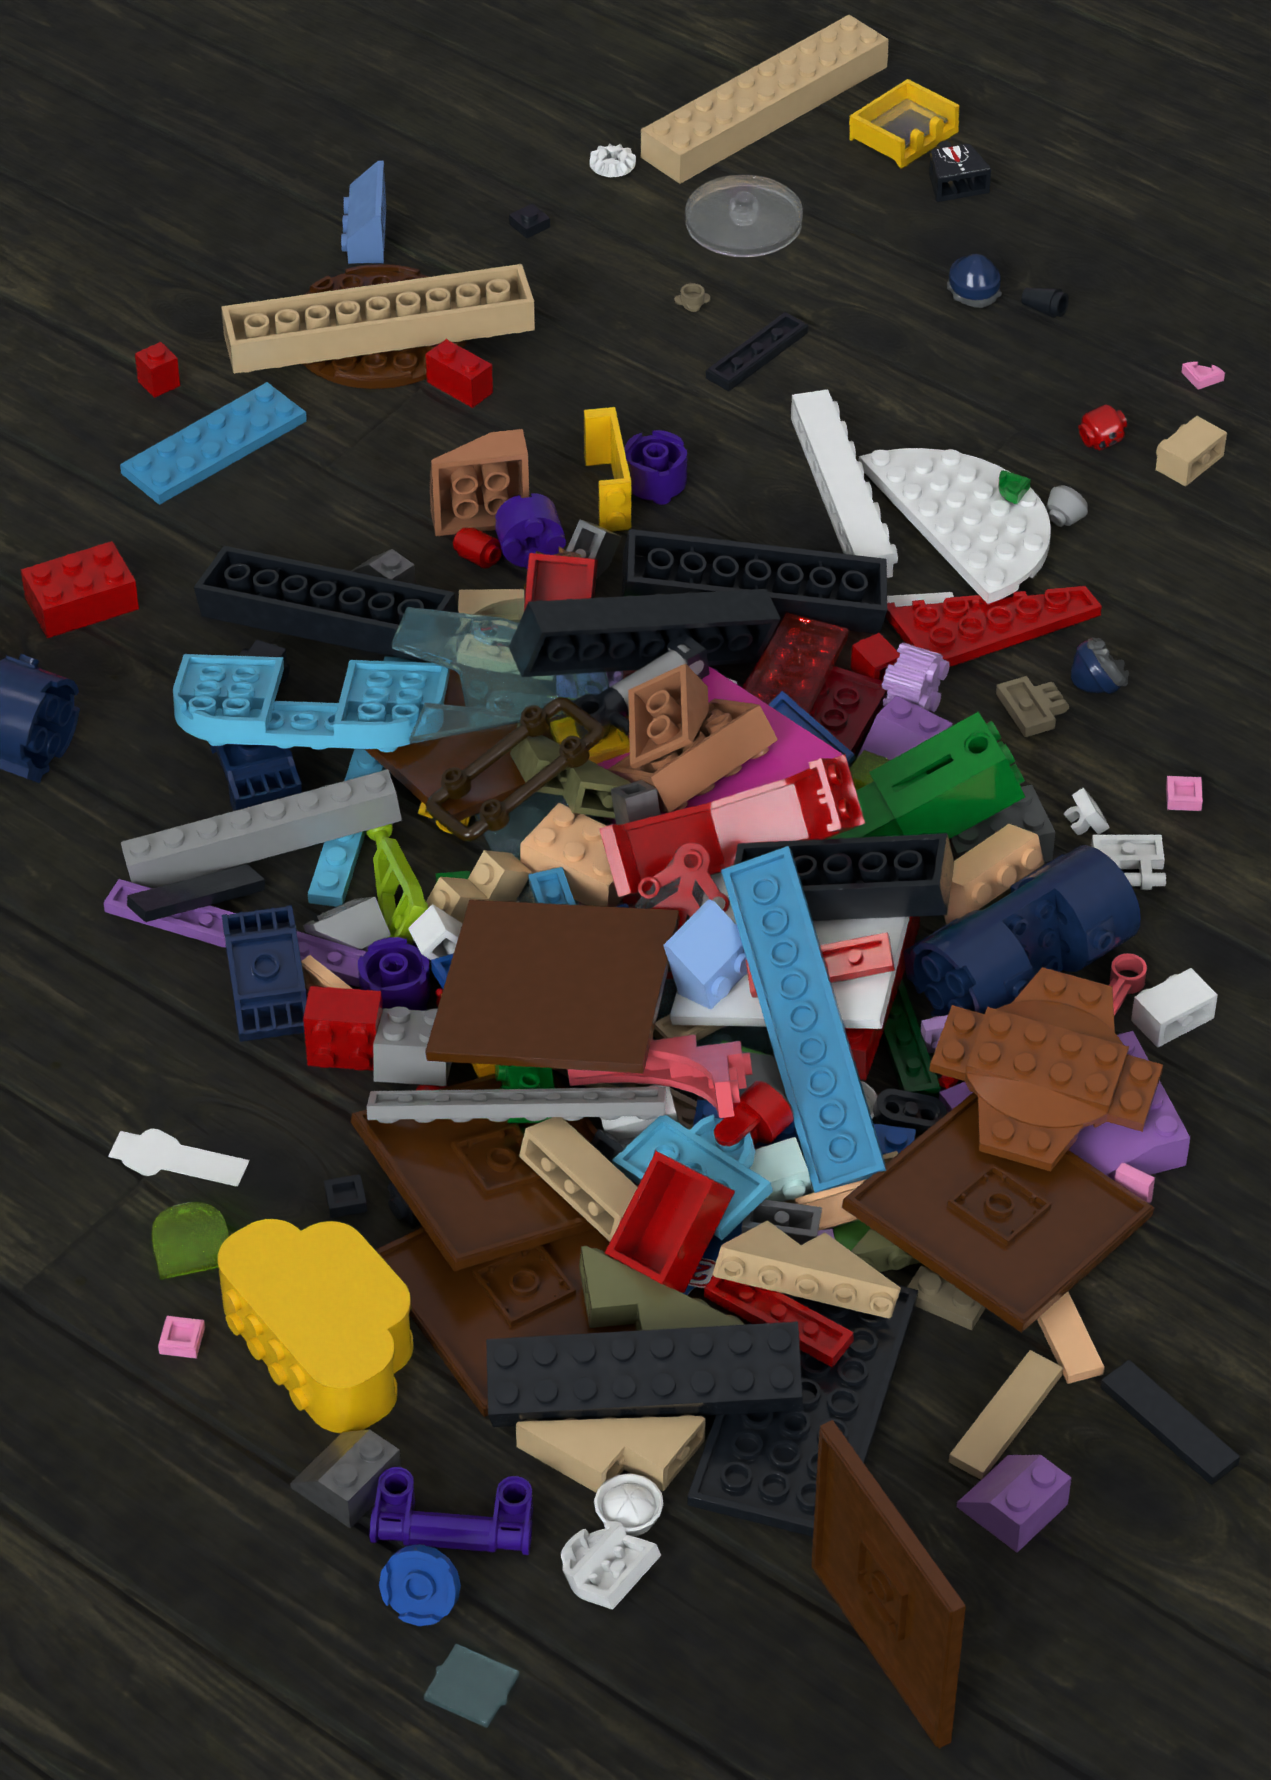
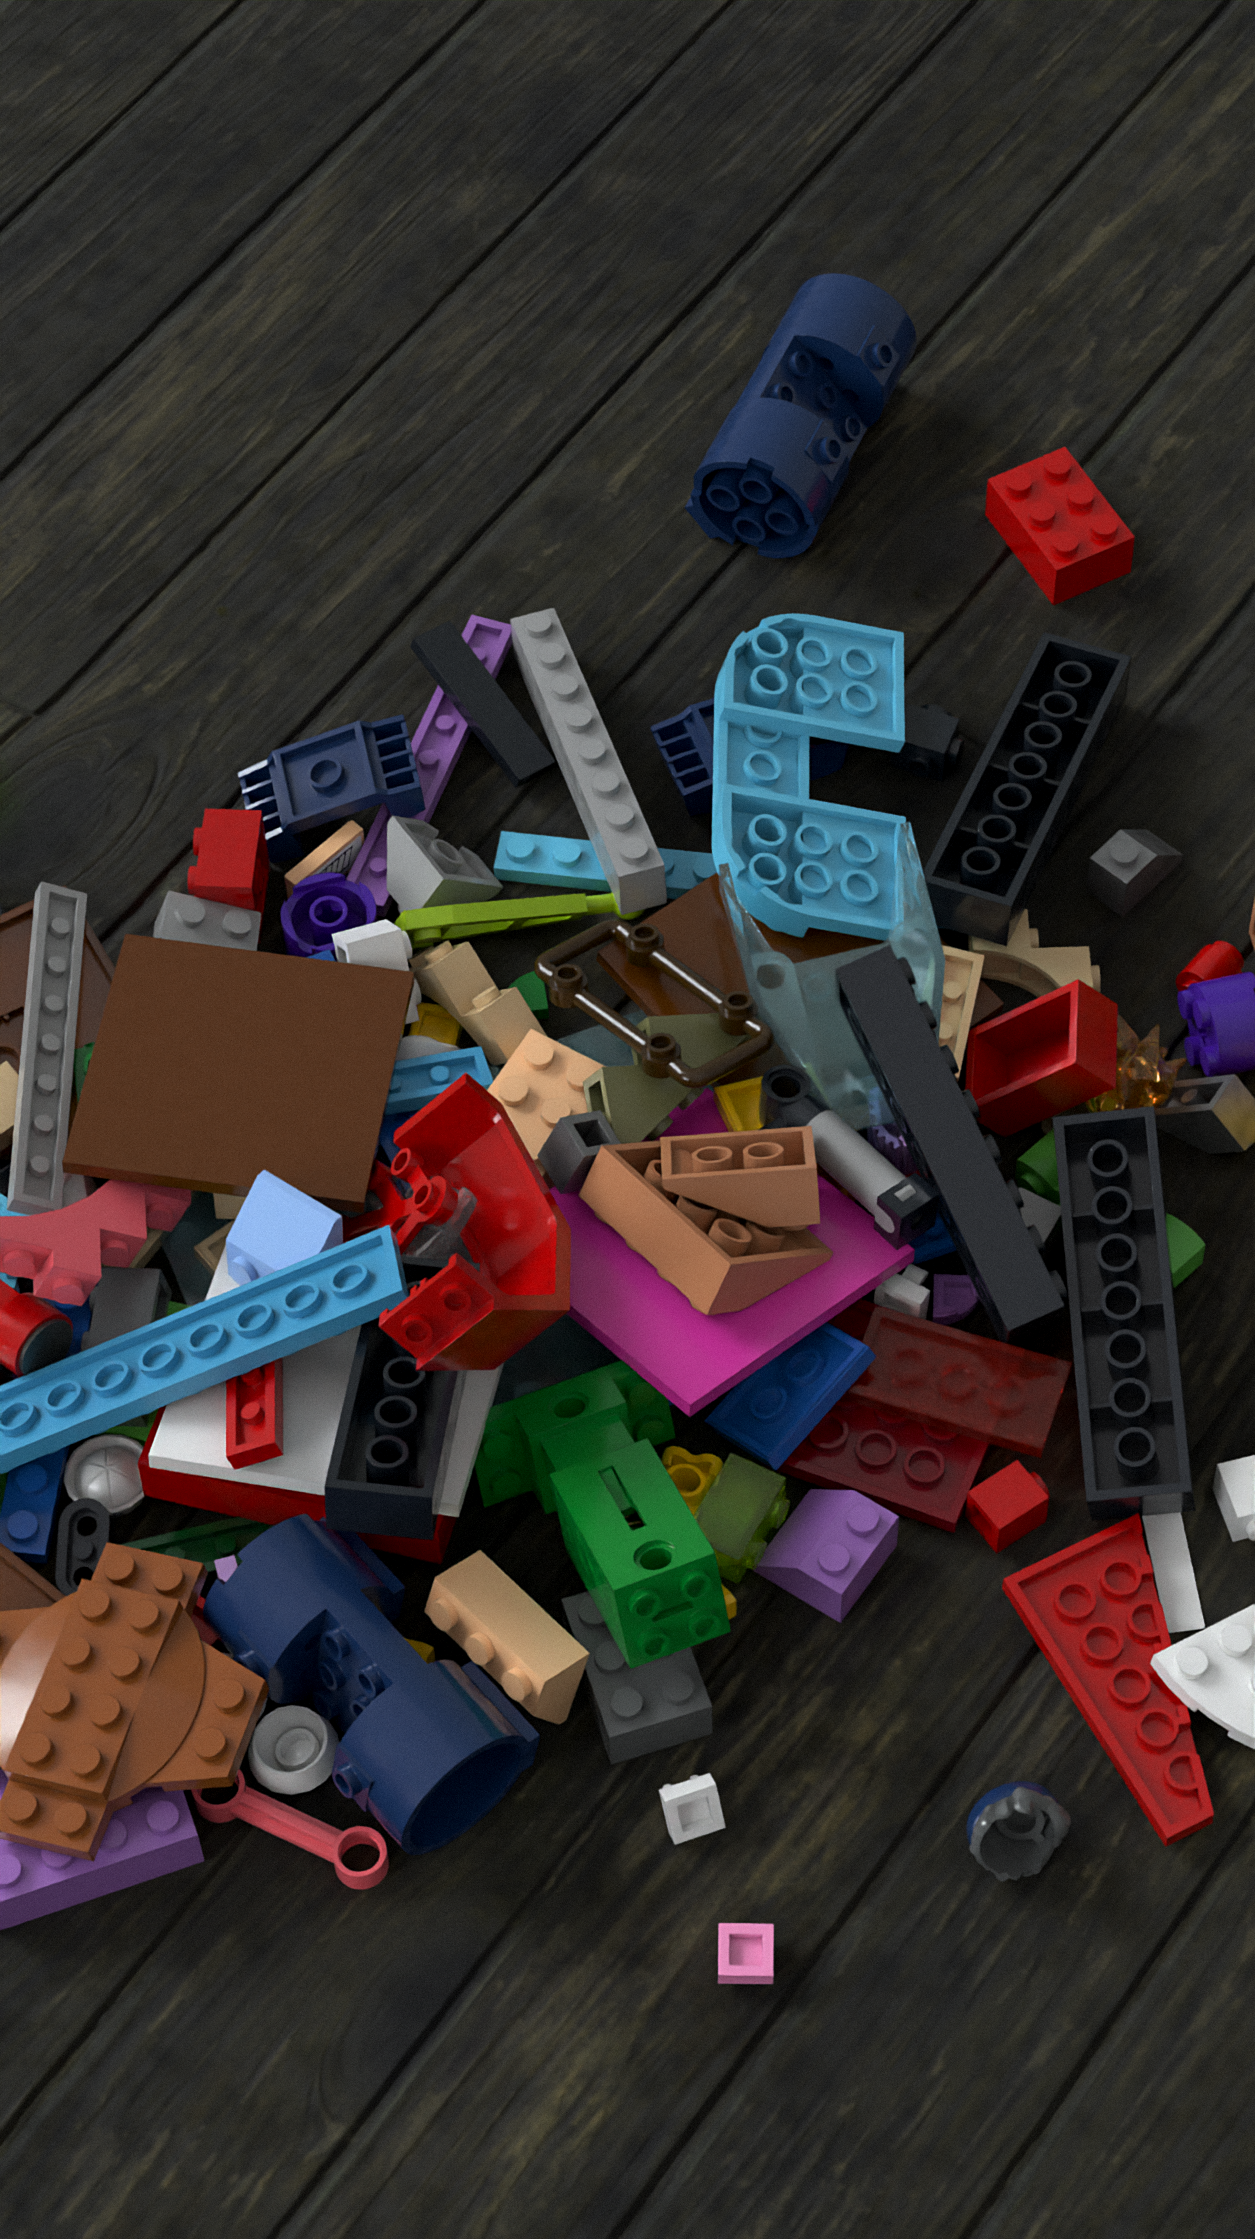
camera: 90 degrees right, 10 degrees up
(158, 1151) = (72, 722): white sticker -> none
(916, 677) = (943, 1547): lavender brick -> none
(1031, 705) = (933, 1730): dark tan hinge -> none
(1135, 852) = (611, 1865): white plate -> none
(1174, 1007) = (282, 1914): white brick -> none

